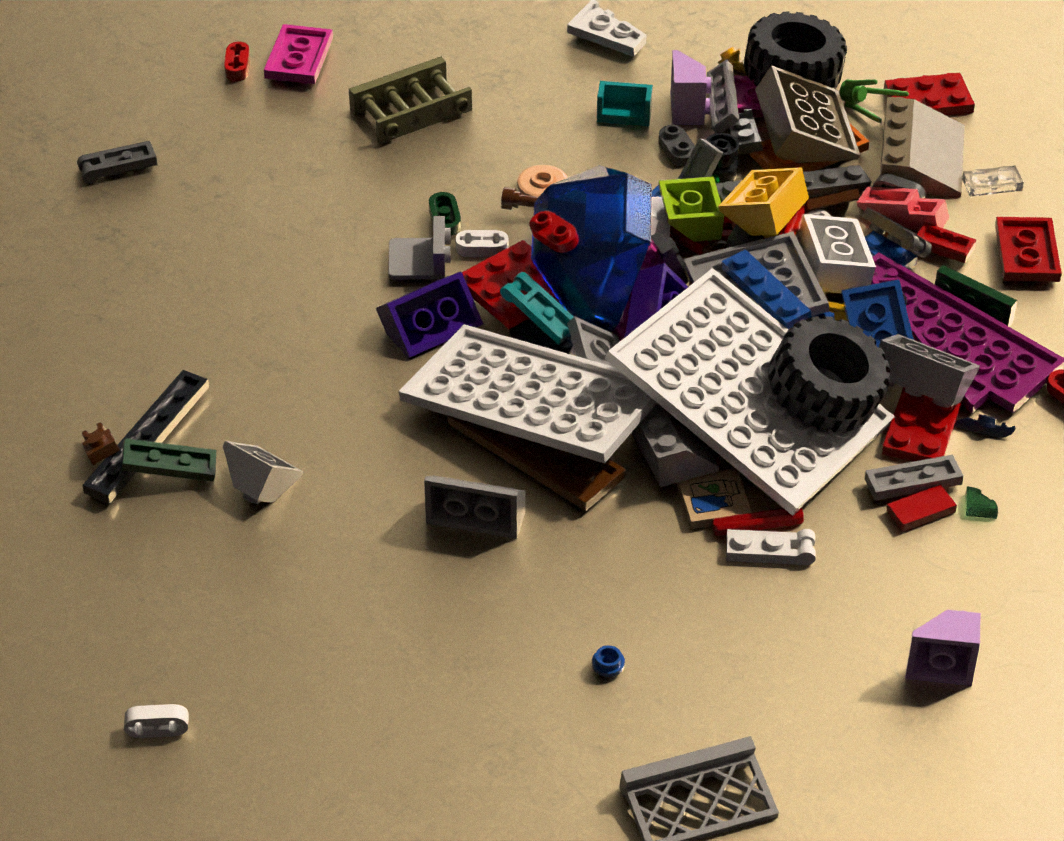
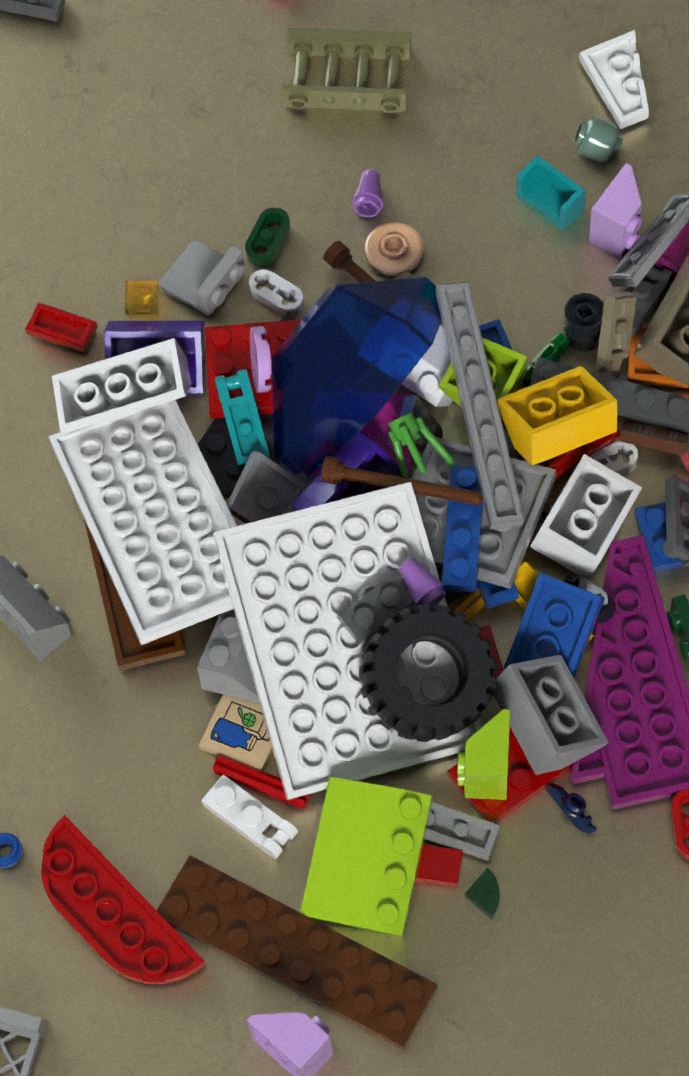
camera: 40 degrees right, 20 degrees up
(338, 332) = (61, 327): none -> red plate
(381, 290) = (141, 297): none -> clear yellow plate
(428, 330) = (121, 385): none -> white slope
(497, 161) = (368, 195): none -> medium lavender cone
(528, 255) = (260, 359): none -> lavender tile
(554, 231) = (291, 345): red plate -> none
(627, 64) = (597, 139): none -> sand green head
(649, 292) = (337, 471): none -> reddish brown piece
(676, 144) = (566, 272): dark grey plate -> none
(676, 247) = (406, 431): none -> bright green plant
(701, 161) = (546, 325): light grey tile -> none
(712, 214) = (479, 406): none -> light grey tile
(728, 653) = (111, 911): none -> red plate
(754, 152) = (615, 332): none -> dark tan hinge
(756, 356) = (375, 609): none -> dark grey plate
(773, 323) = (422, 584): none -> medium lavender cone
(878, 606) = (297, 952): none -> reddish brown plate
(886, 513) = (366, 856): none -> lime slope
(920, 408) = (485, 760): none -> lime slope

